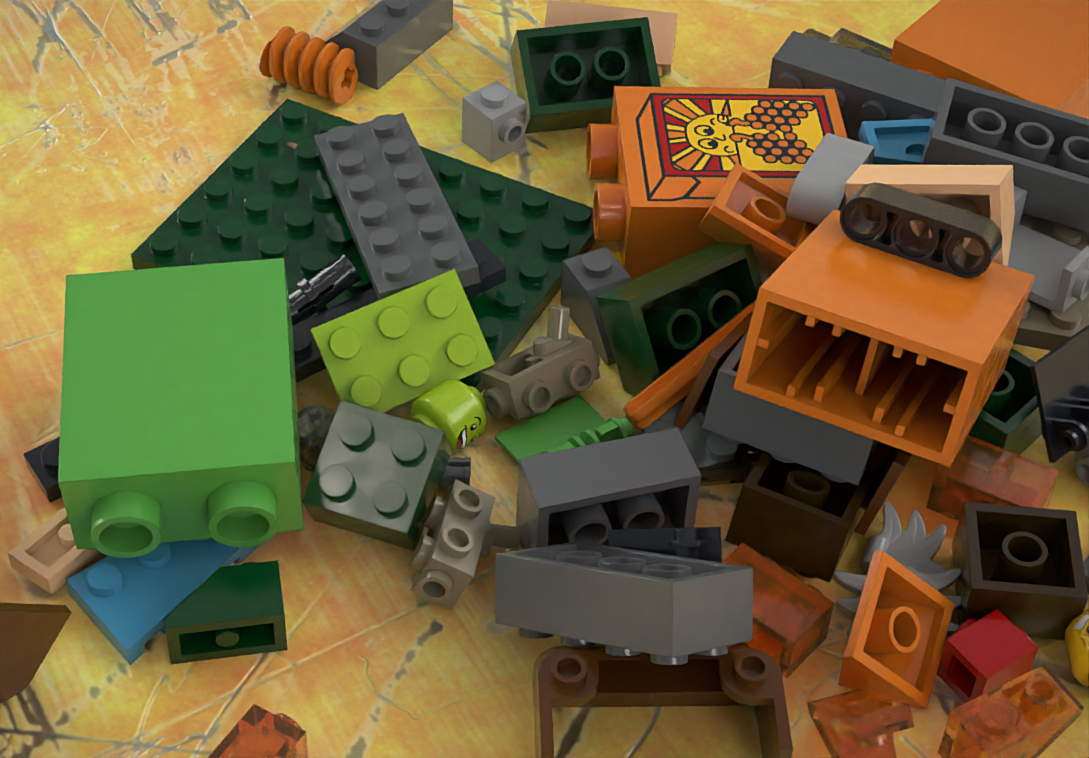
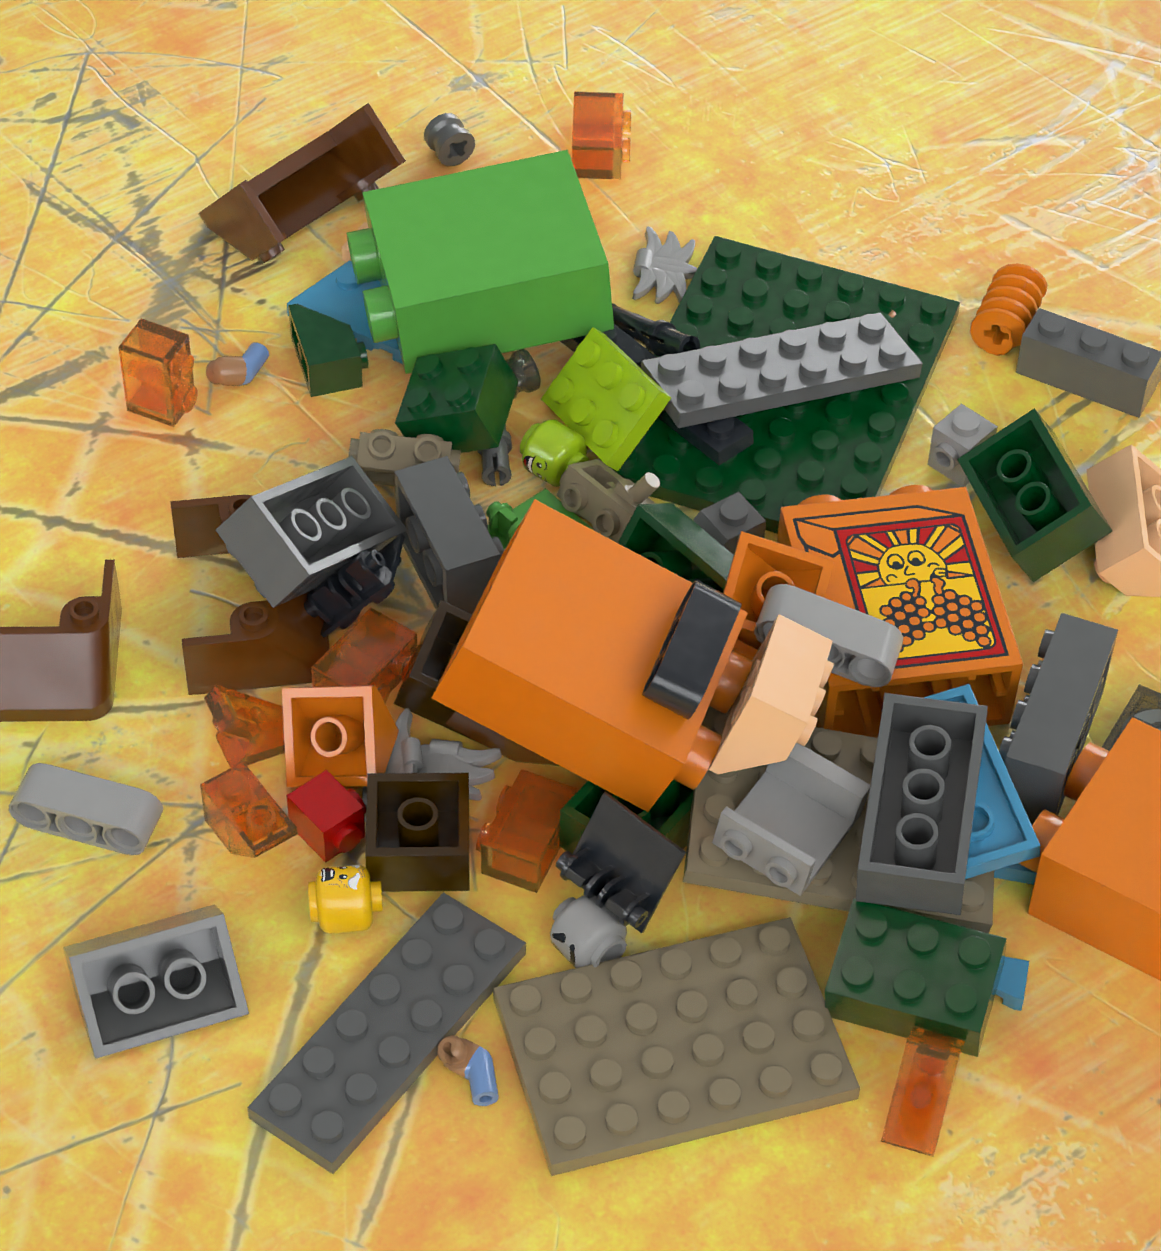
camera: 85 degrees right, 5 degrees up
(223, 703) = (237, 369): none -> medium nougat arm

